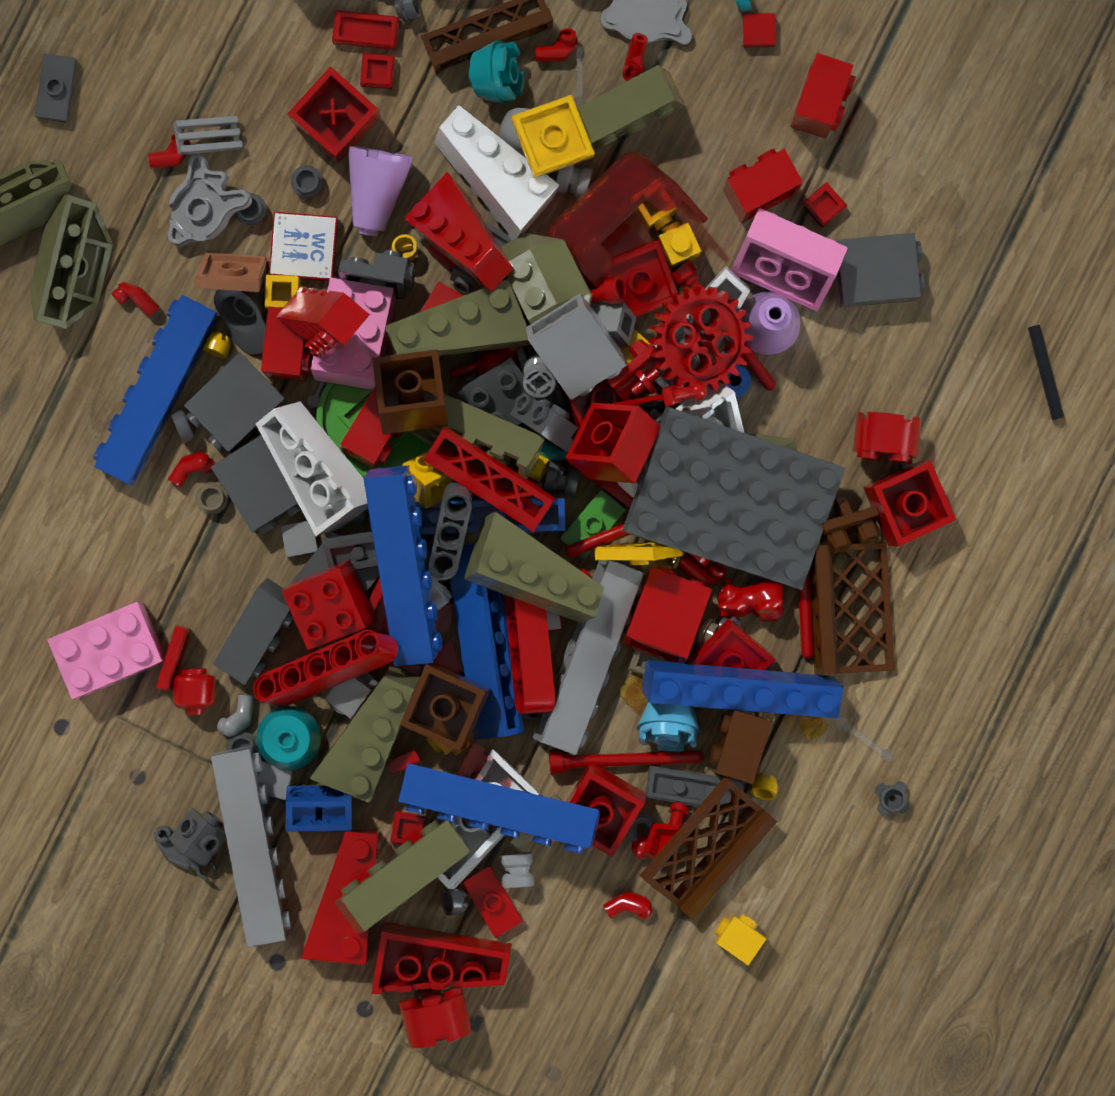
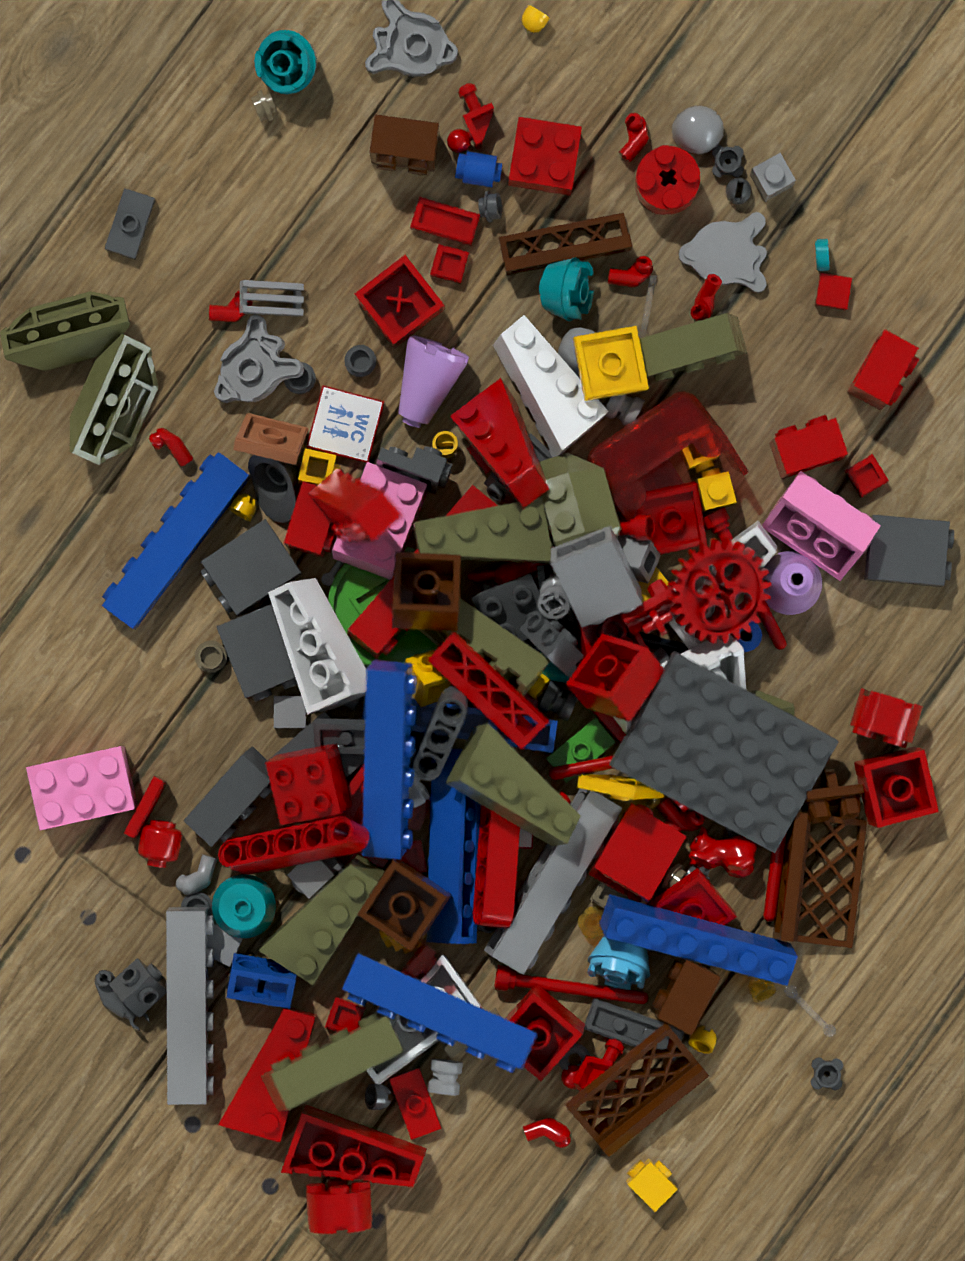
camera: 15 degrees right, 0 degrees up
(182, 426) = (194, 580): dark grey tile -> none
(190, 464) = (196, 619): red arm -> none
(401, 761) = (352, 949): red tile -> none
(672, 395) = (680, 641): red sword -> none

